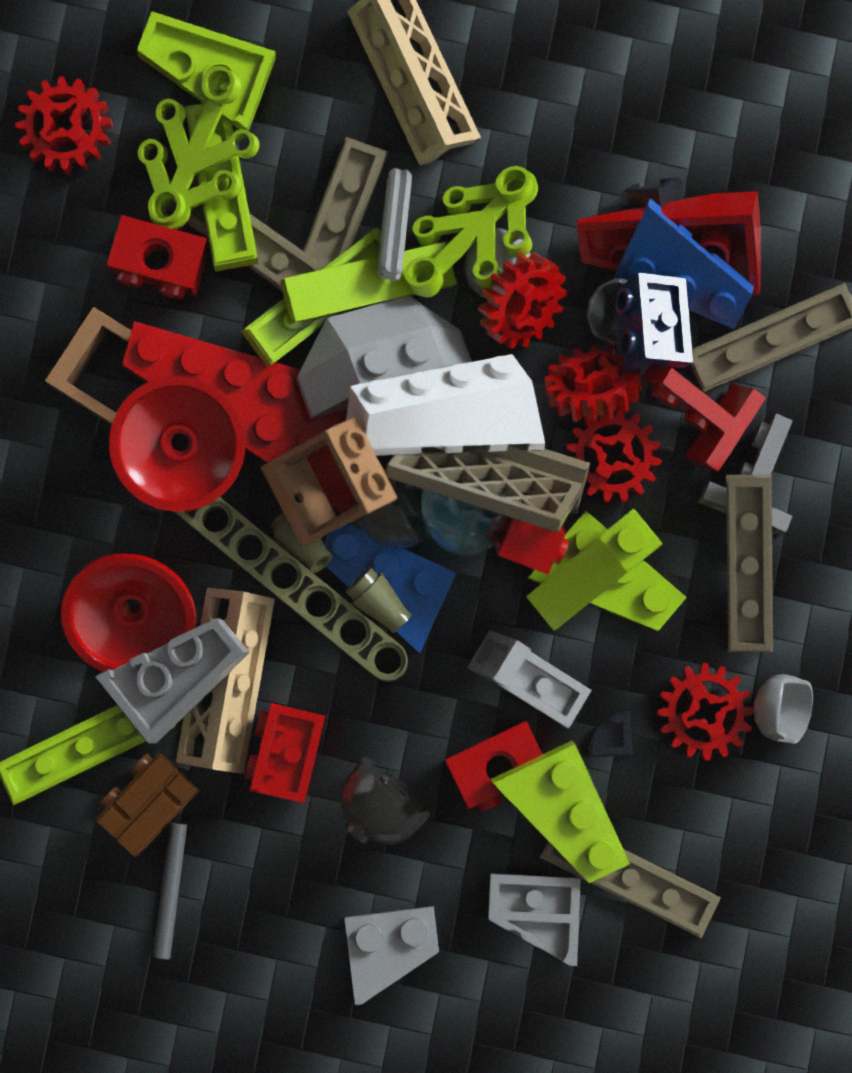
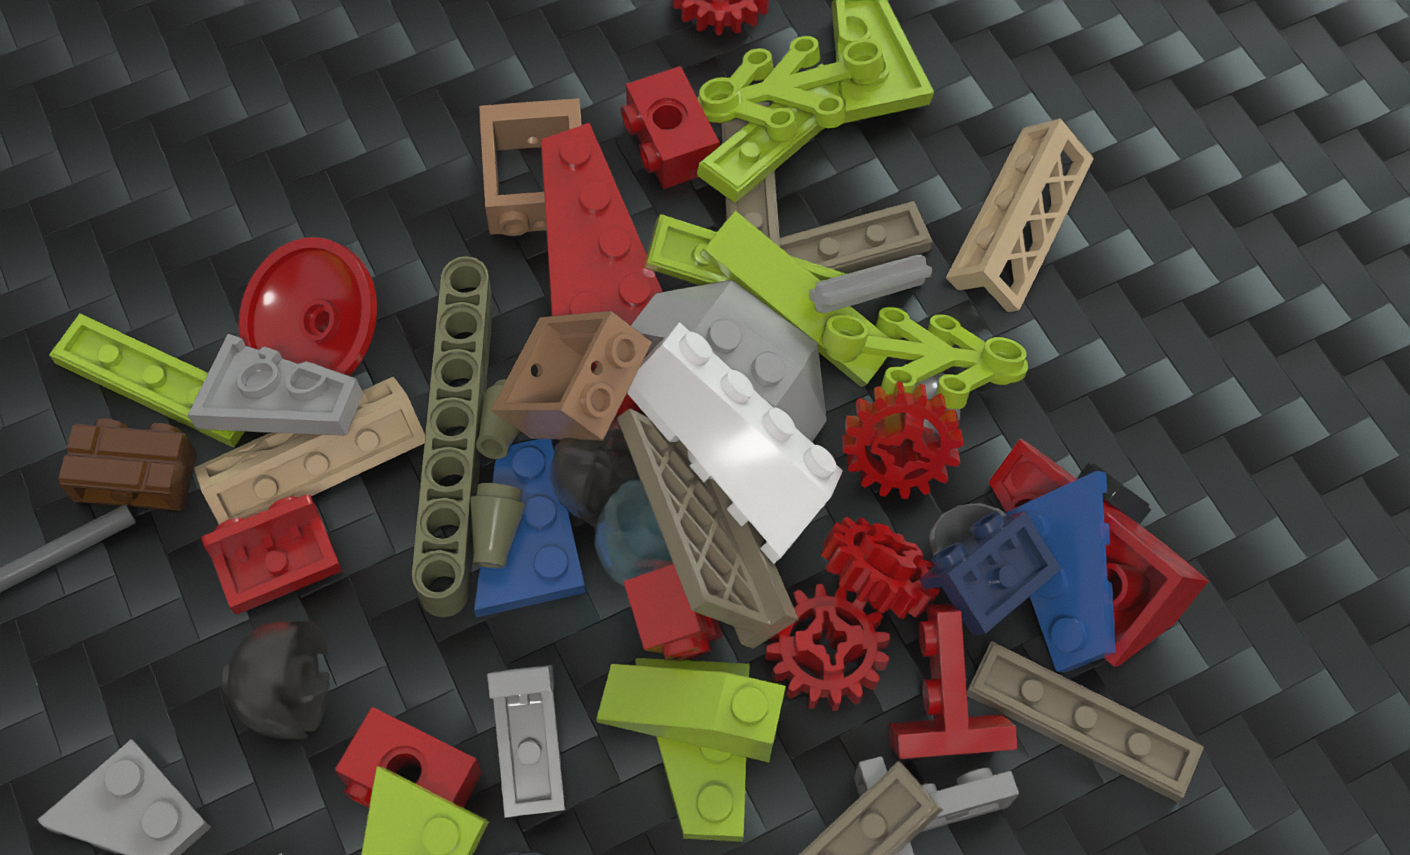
camera: 50 degrees right, 20 degrees down
(145, 452) = (490, 205): red dish -> none

